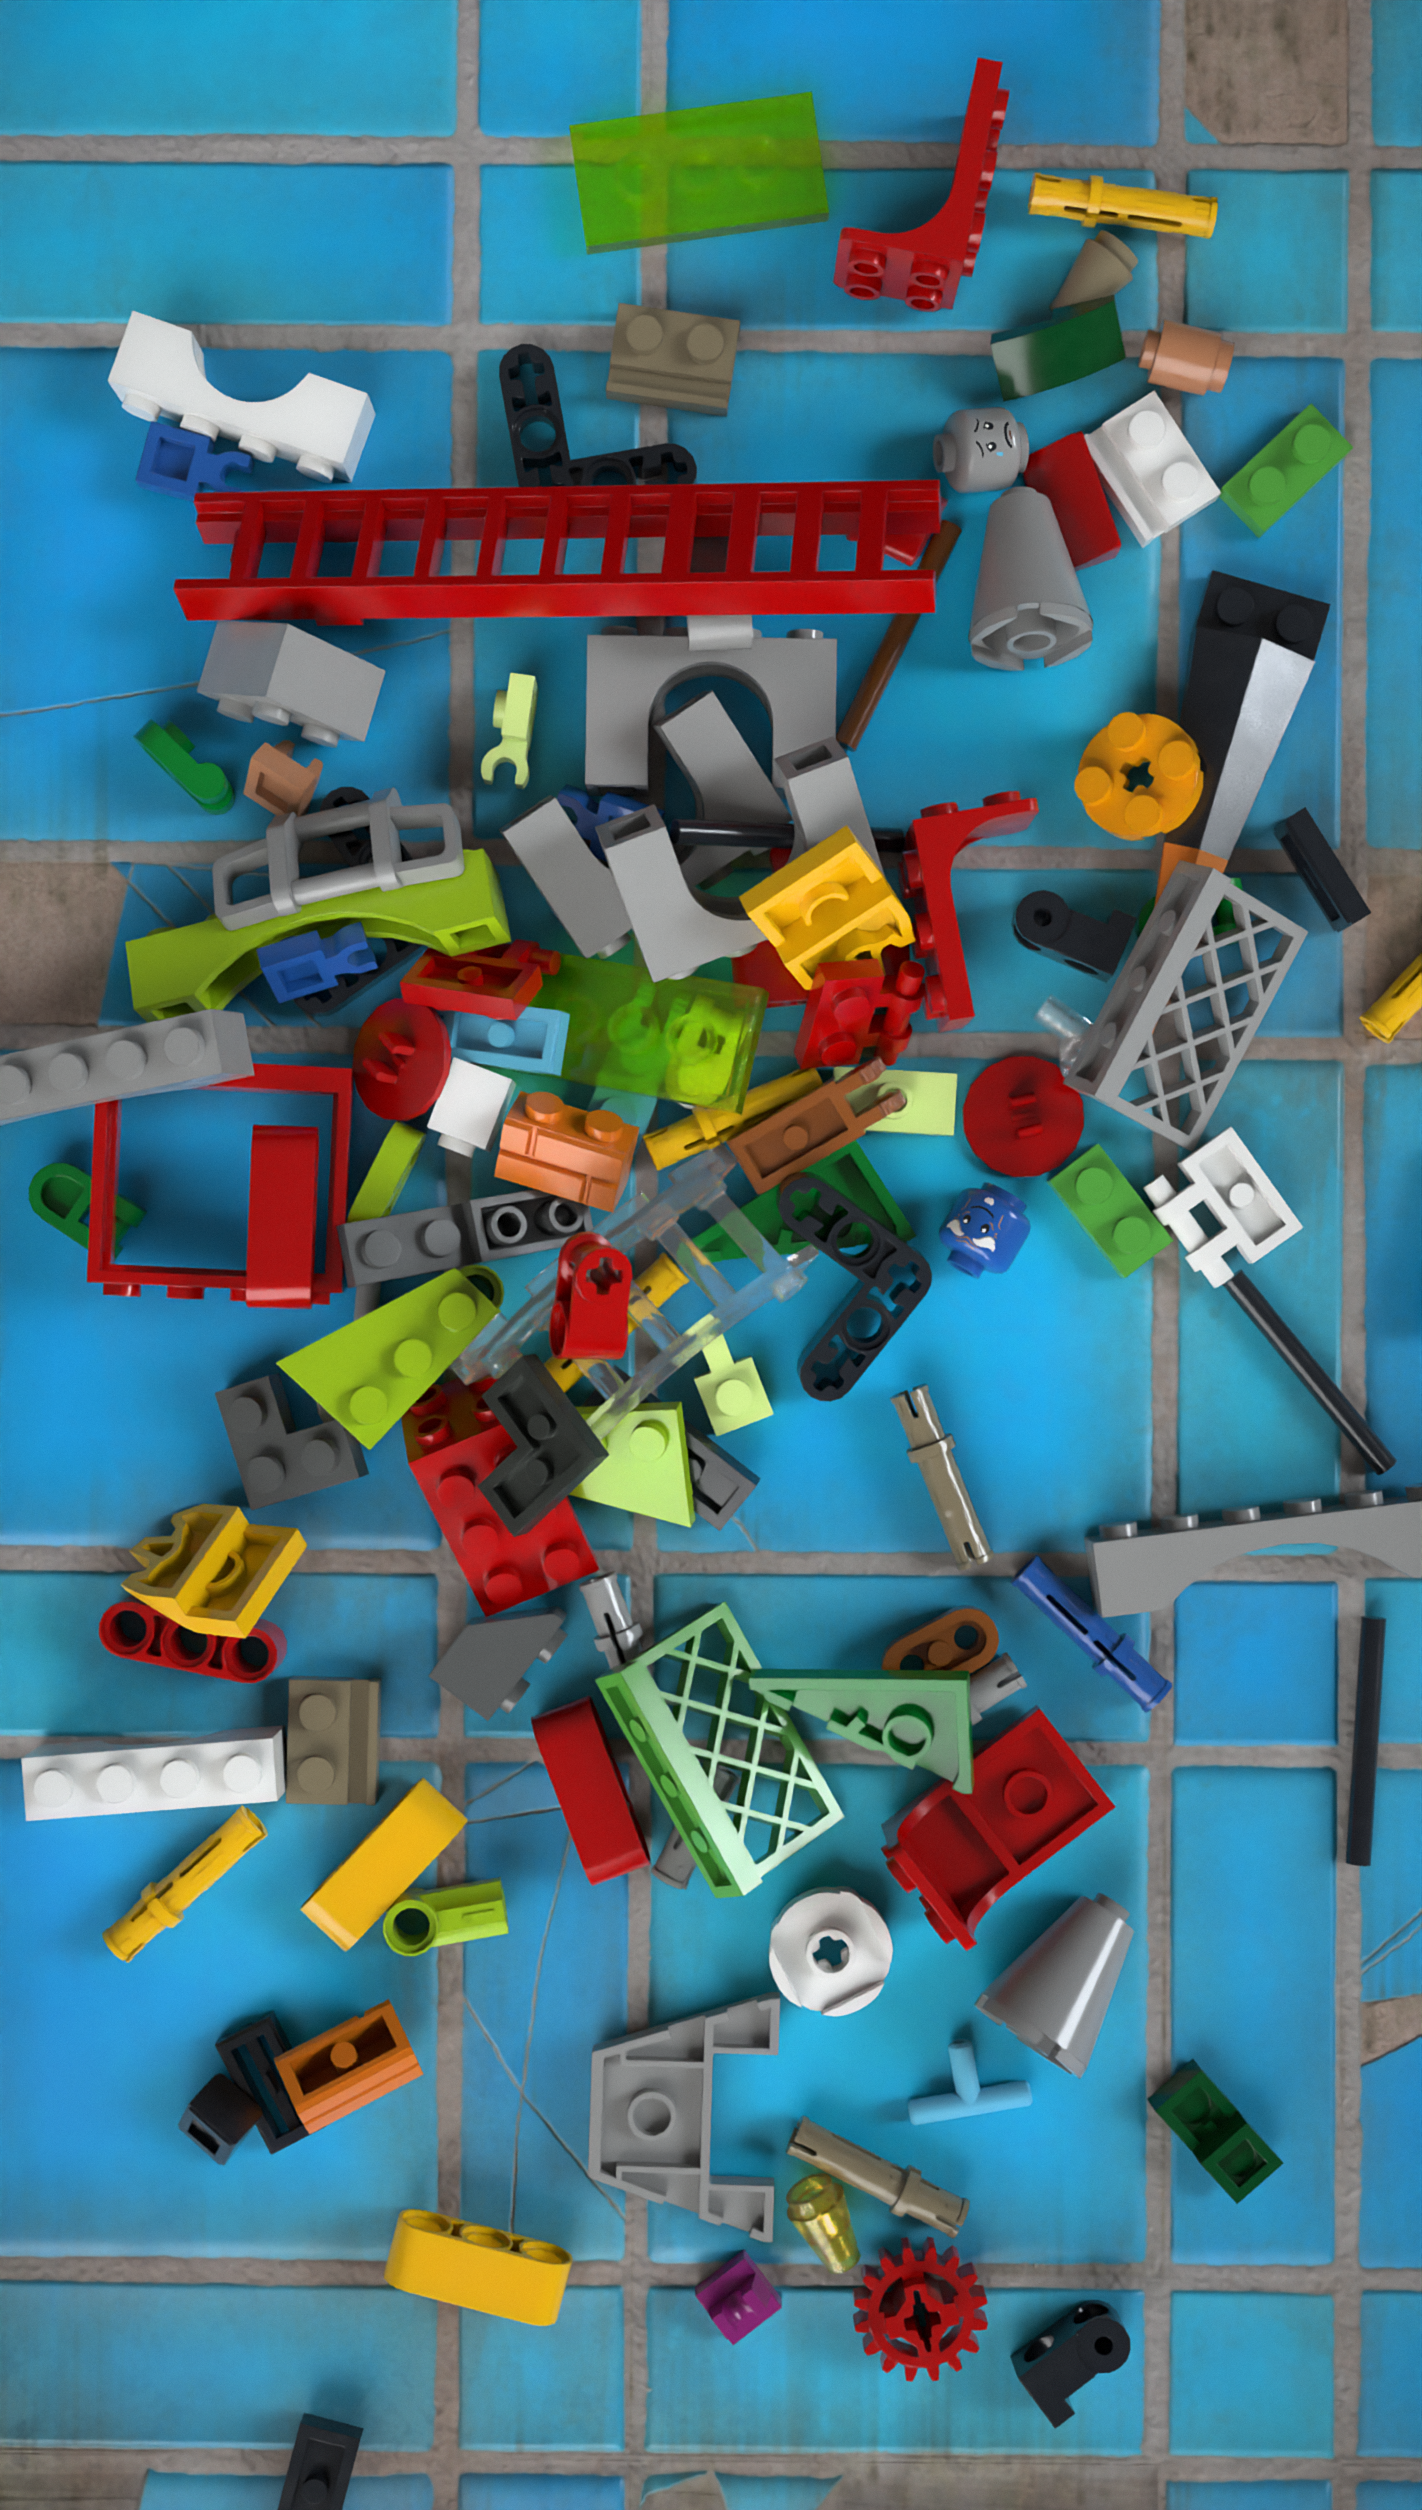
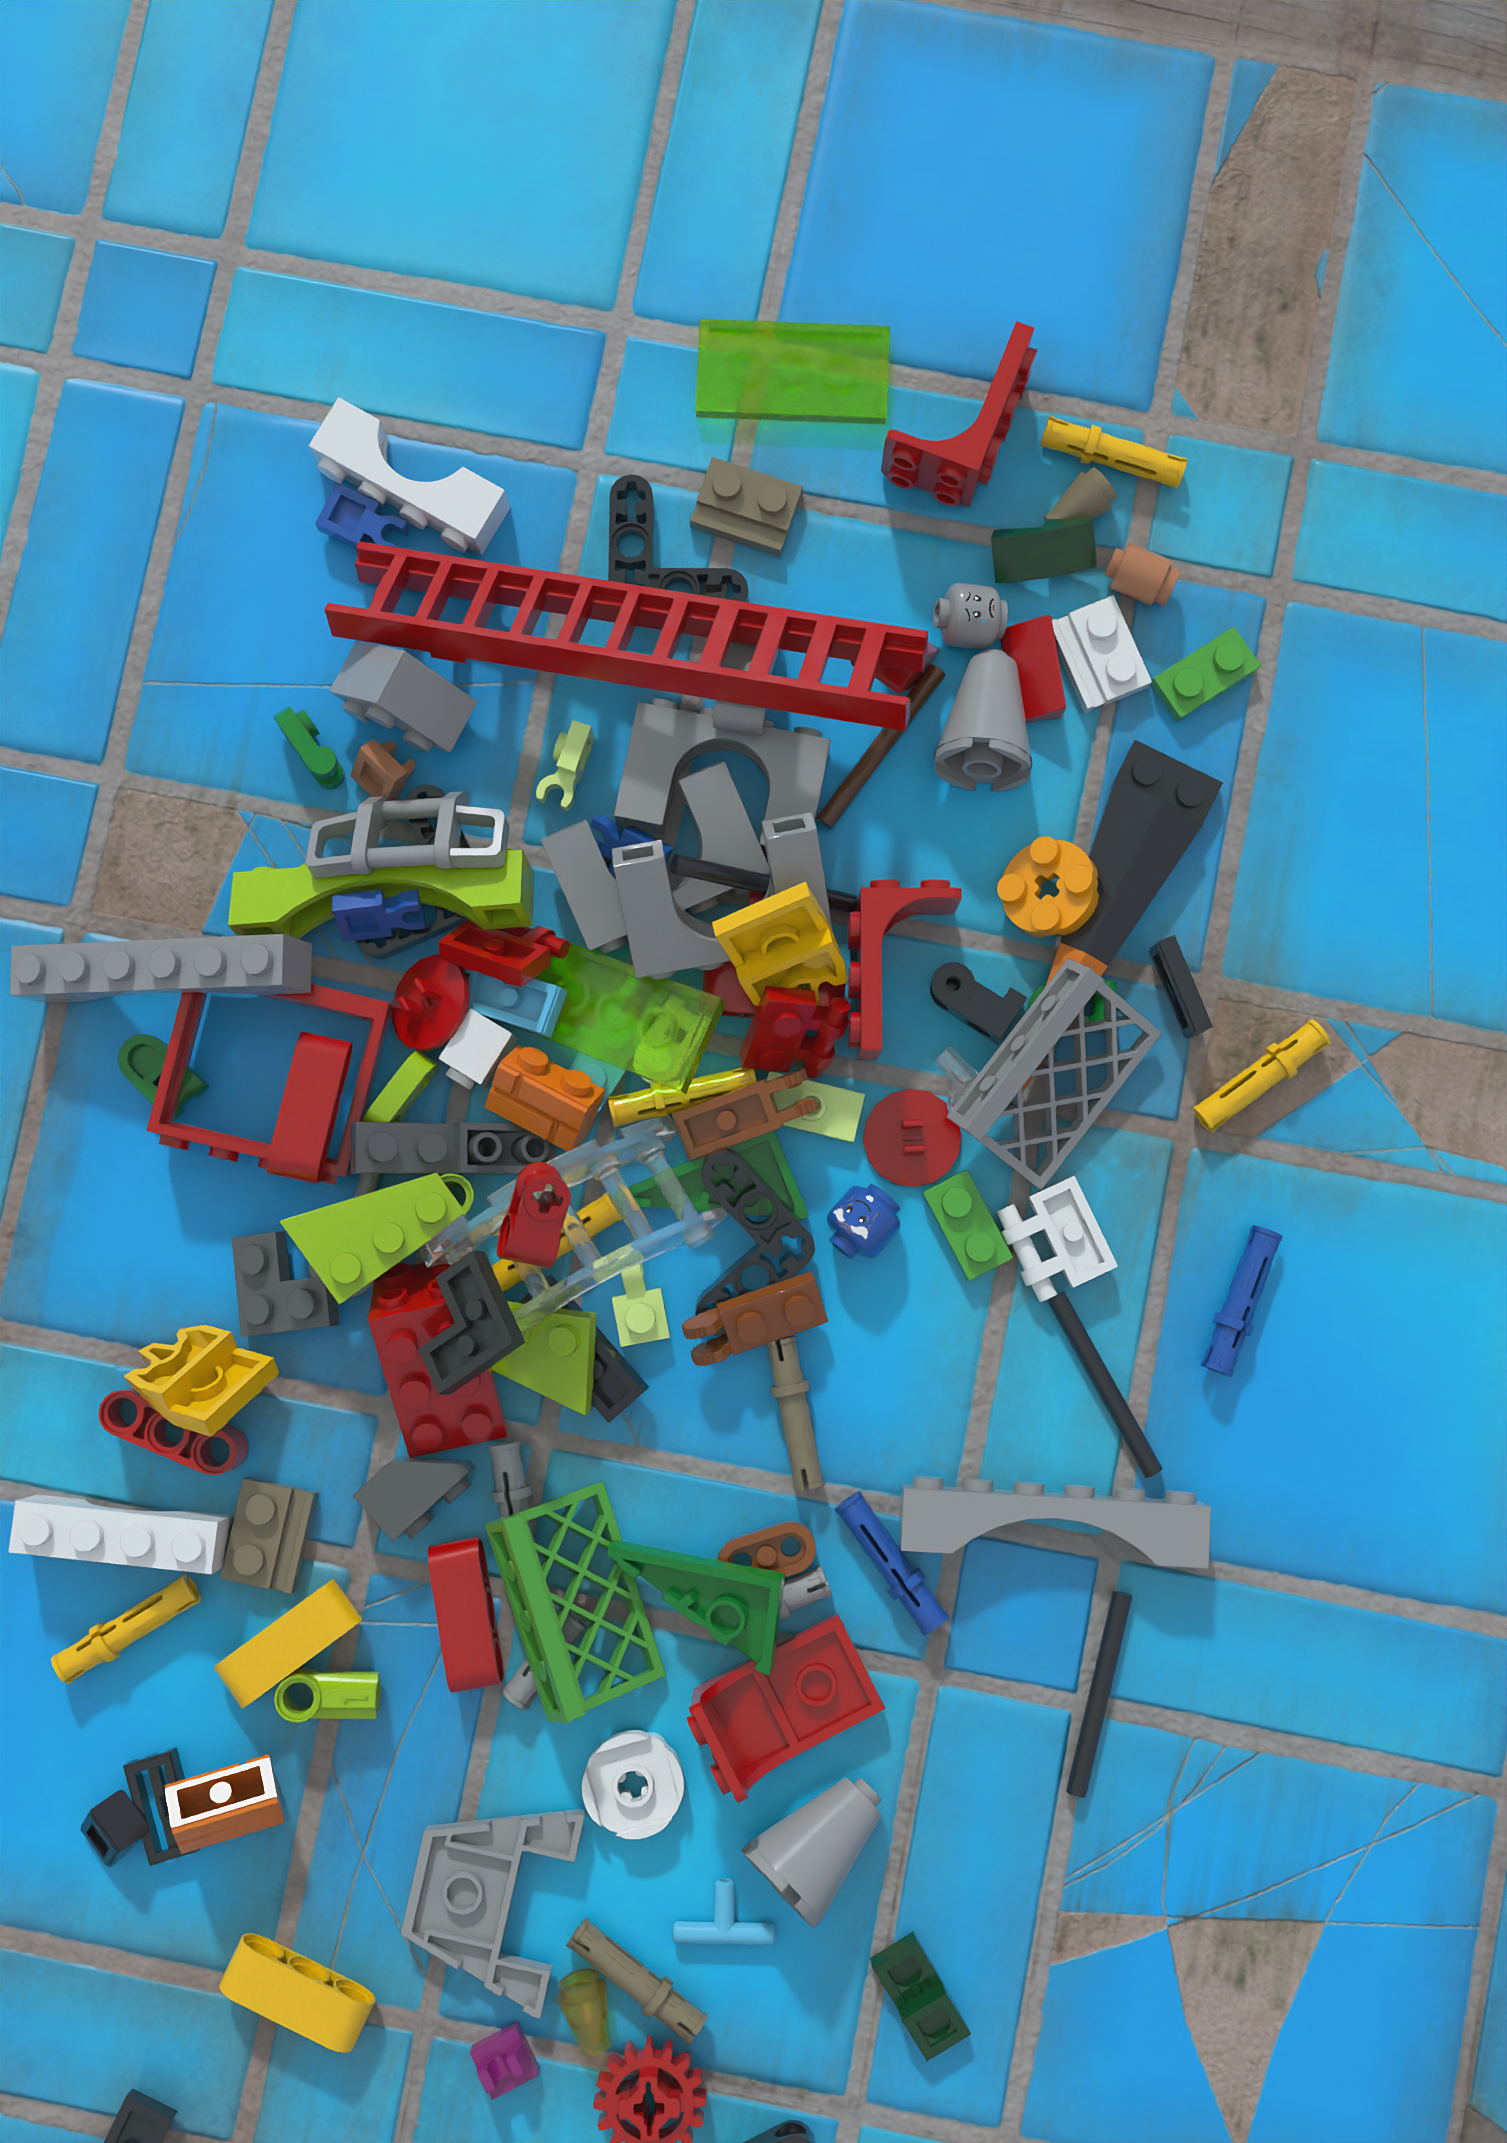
camera: 15 degrees right, 5 degrees down
(876, 1372) = (756, 1319): none -> dark orange hinge

